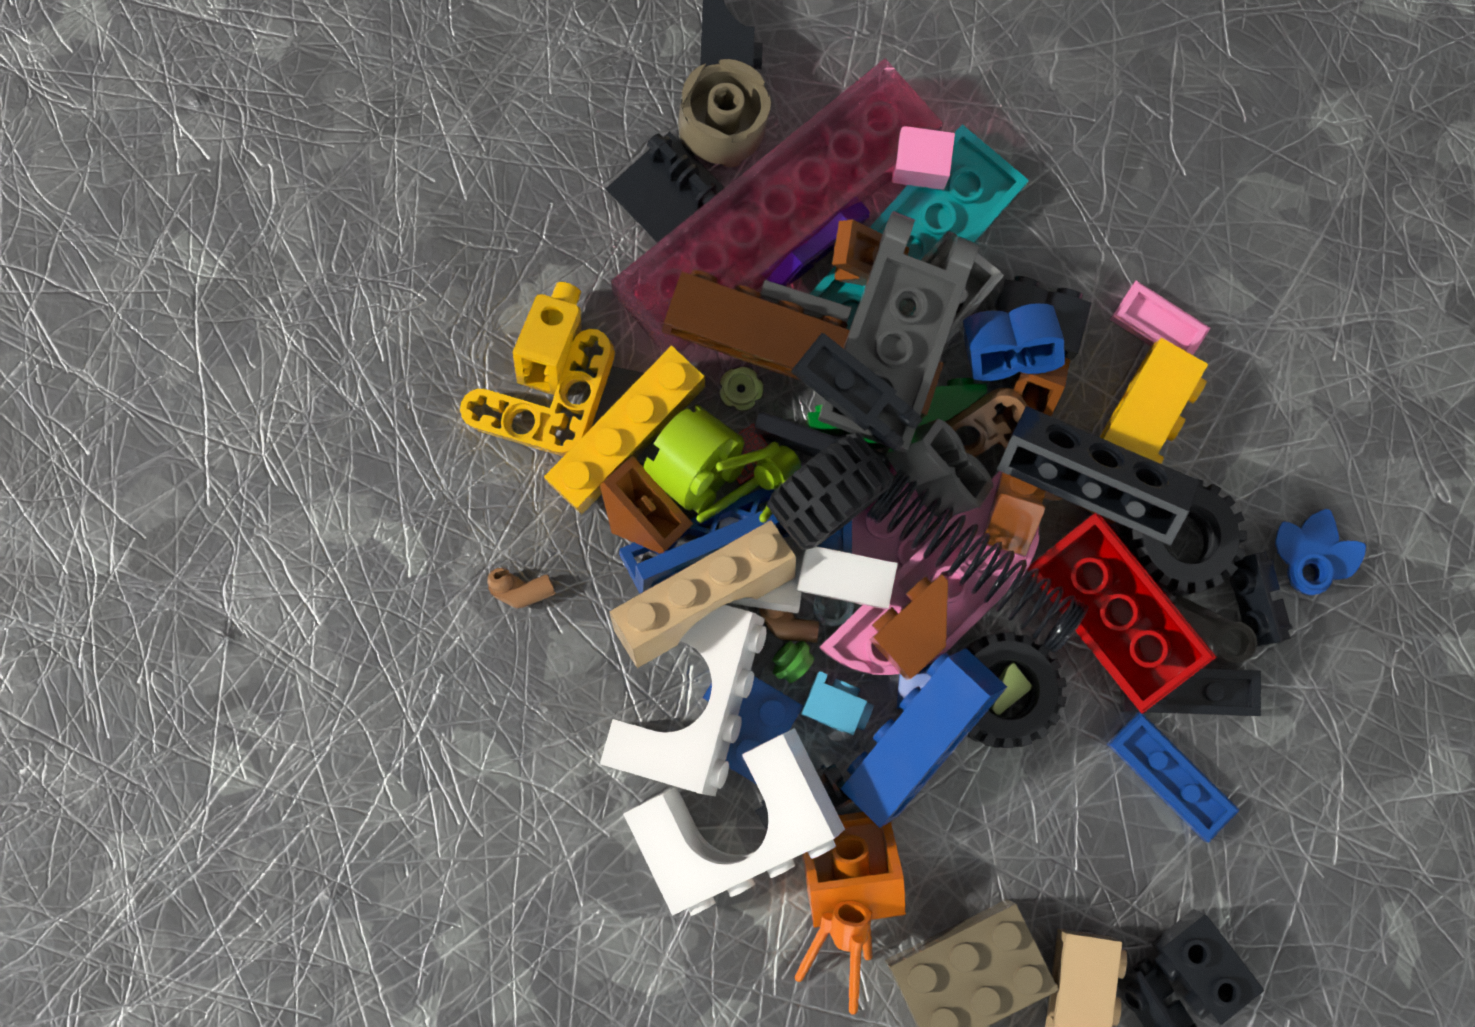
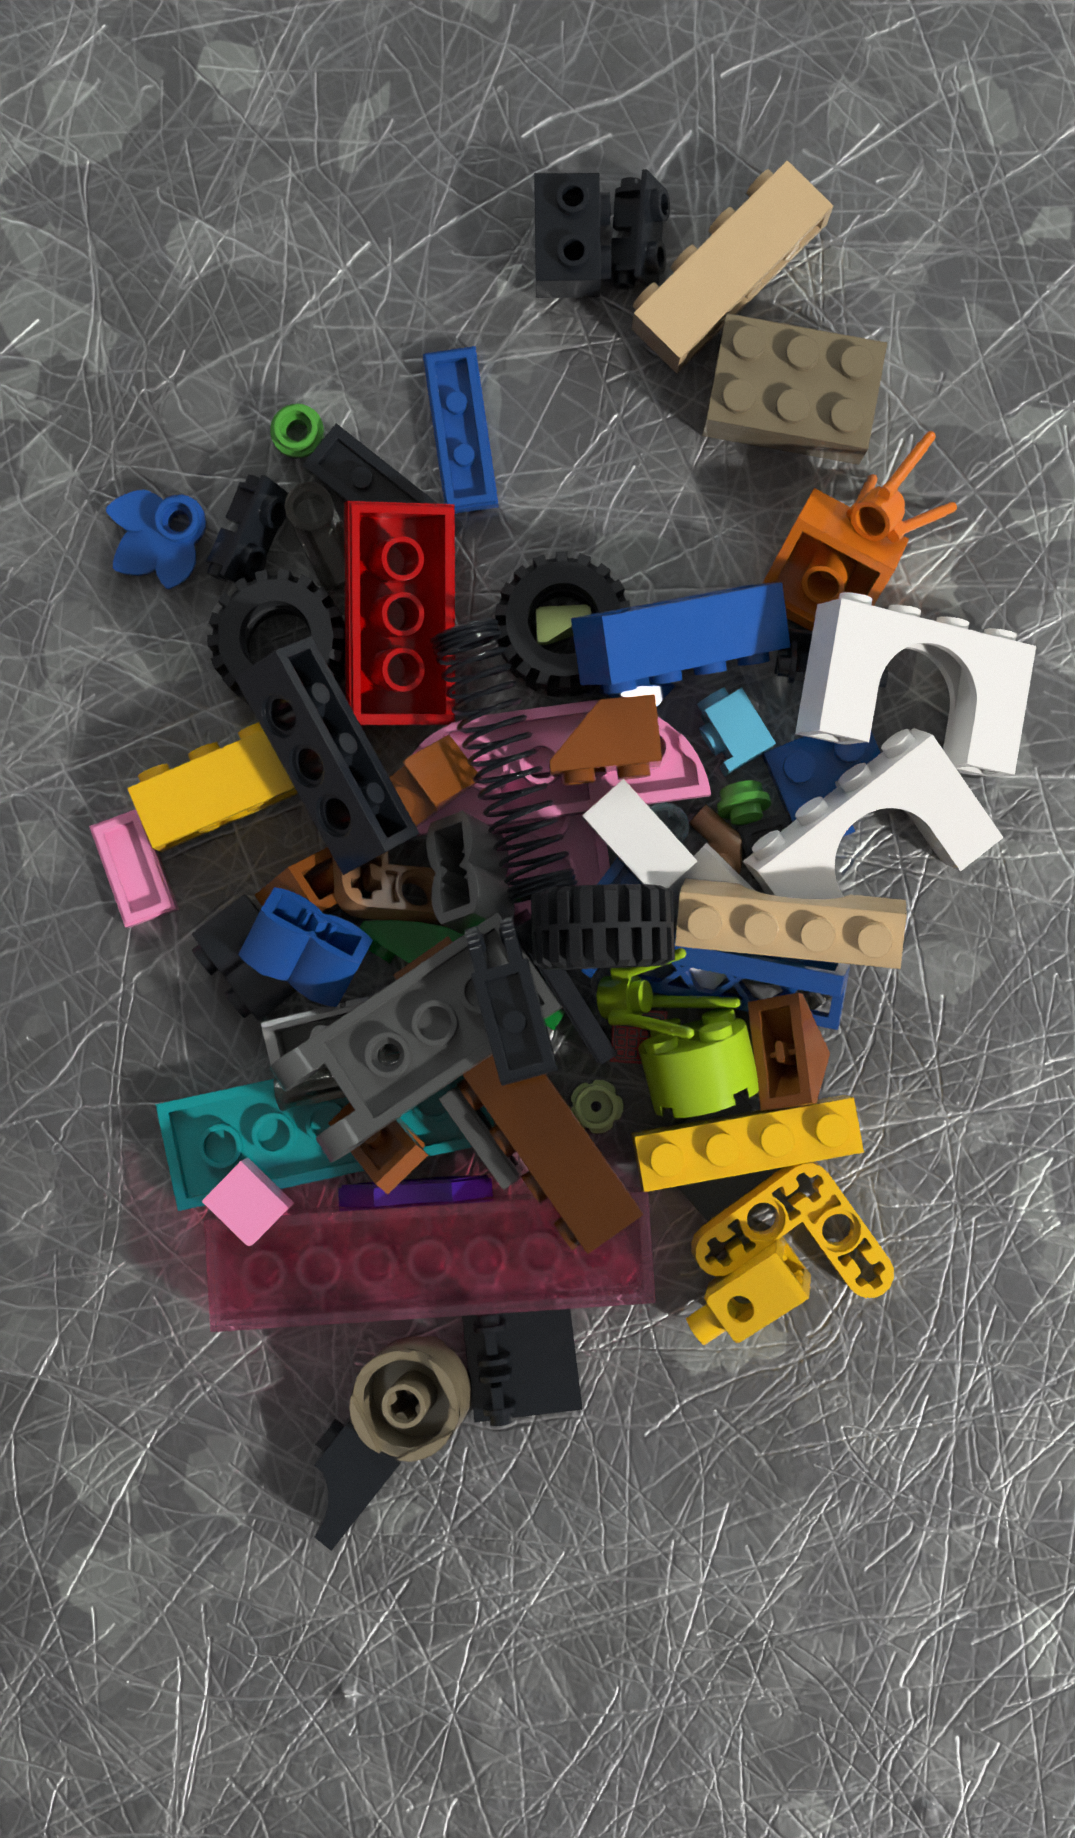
camera: 135 degrees left, 5 degrees up
(516, 591) = (959, 1065): medium nougat arm -> none
(1294, 693) = (287, 418): none -> bright green plate

